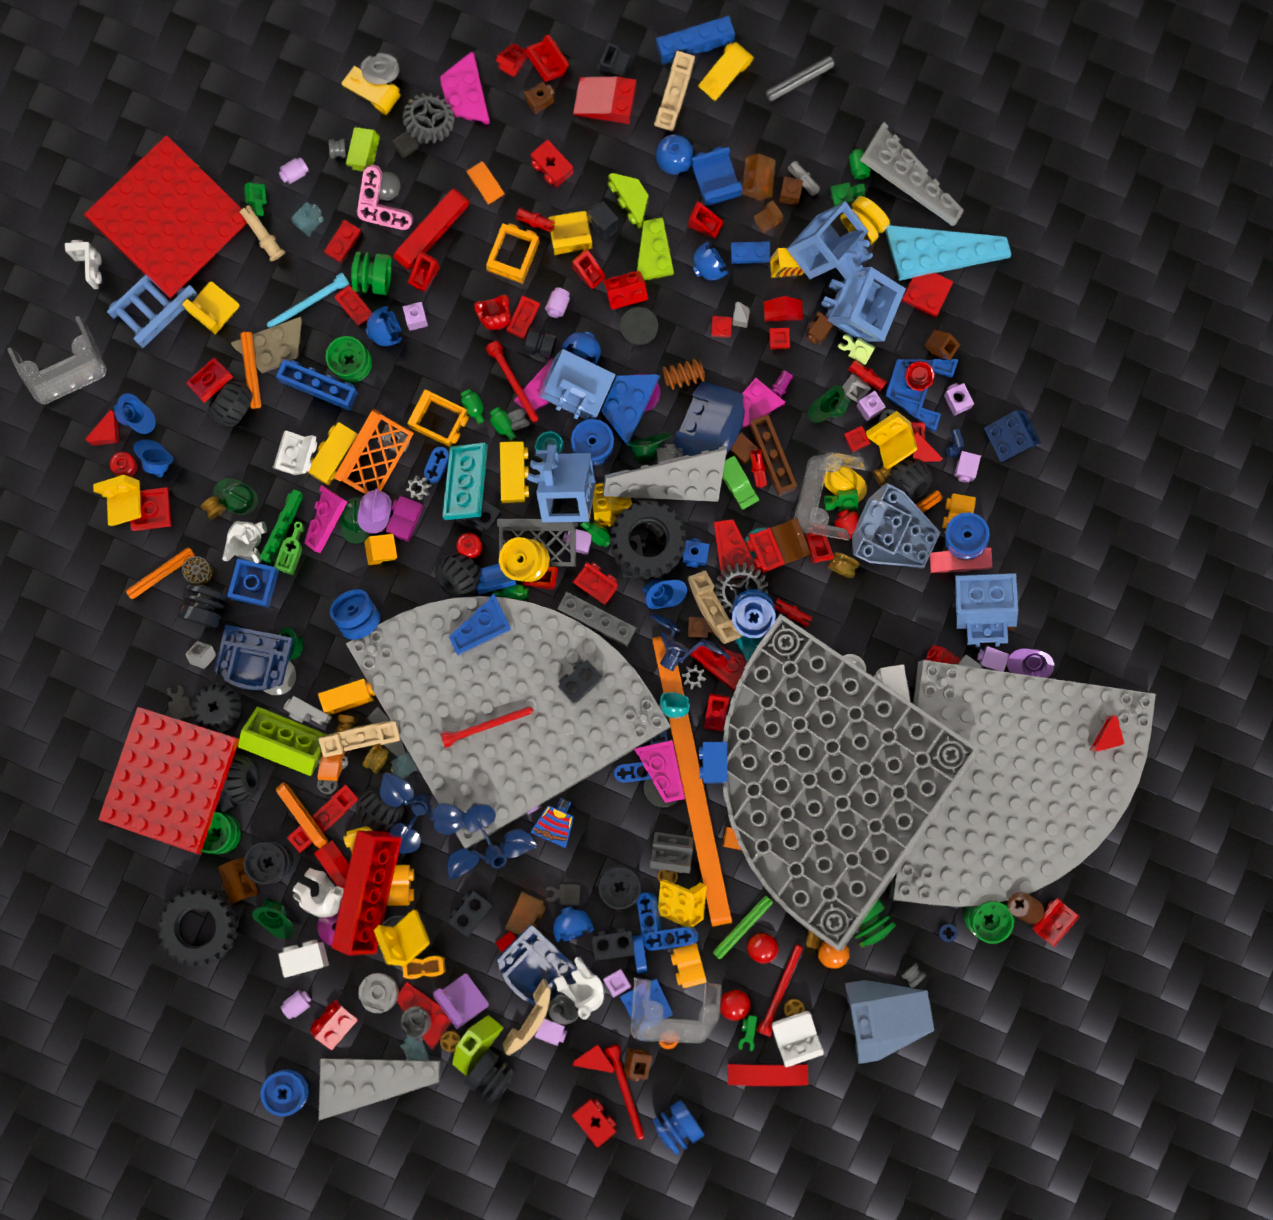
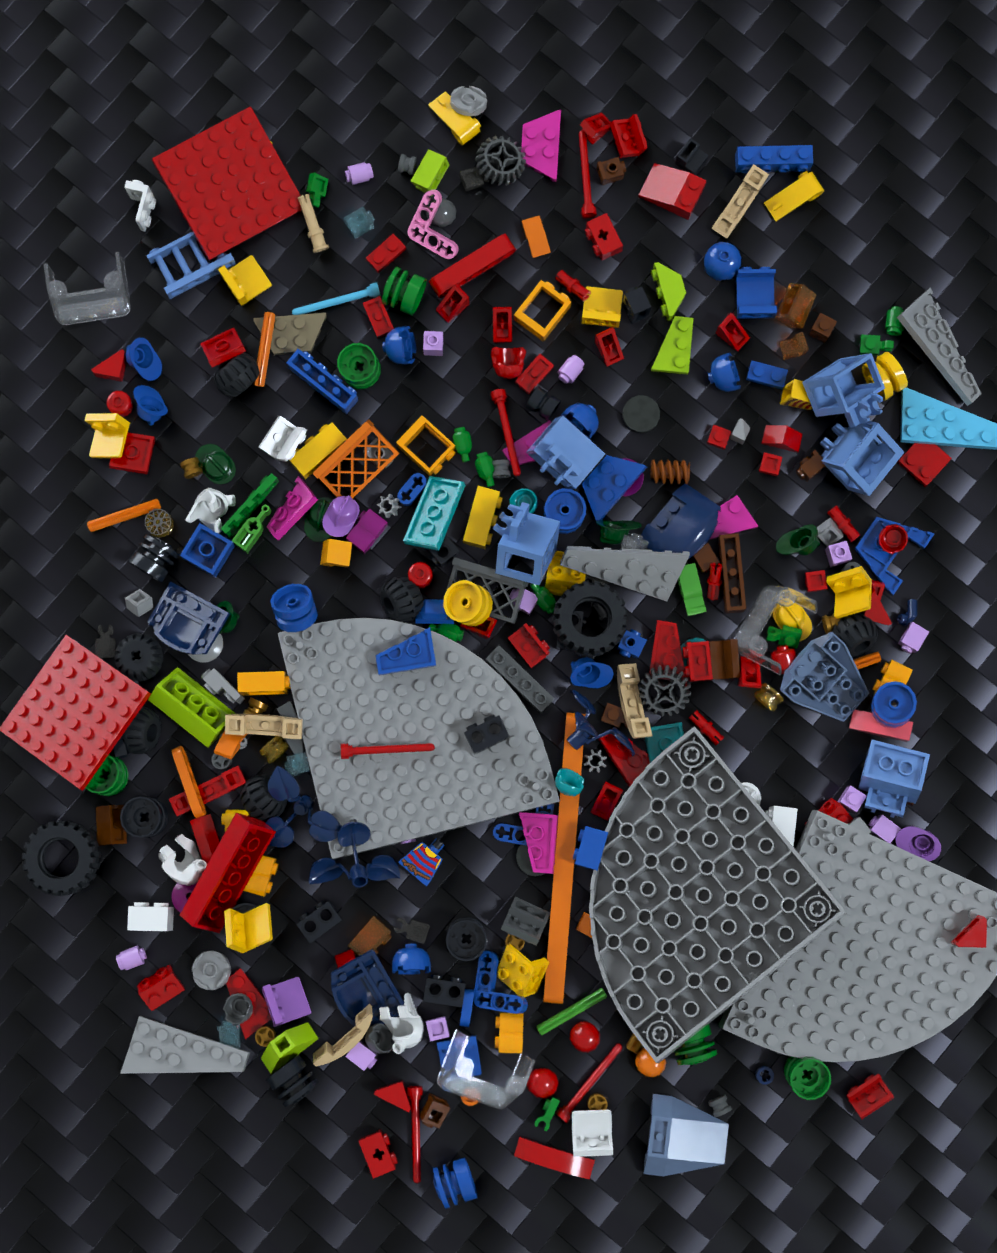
camera: 15 degrees right, 0 degrees up
(273, 918) = (133, 870): dark green piece -> none
(273, 1096) = (84, 1040): blue wheel -> none
(429, 966) = (265, 960): light orange brick -> none
(477, 278) = (502, 324): none -> red slope
(529, 141) = (588, 209): none -> red piece
(626, 289) = (638, 376): red bracket -> none
(764, 613) = (679, 713): wheel -> none
(781, 384) = (758, 509): magenta pin -> none
(800, 78) = (862, 223): dark grey axle -> none
(808, 183) = (836, 314): light grey axle -> none
(859, 350) = (844, 497): yellowish green plate -> none
(942, 344) = (923, 515): reddish brown brick -> none
(953, 640) = (852, 799): none -> lavender brick
(958, 407) = (919, 578): lavender brick -> none
(1012, 435) = (965, 620): dark blue bracket -> none
(1026, 907) = (846, 1074): reddish brown piece -> none

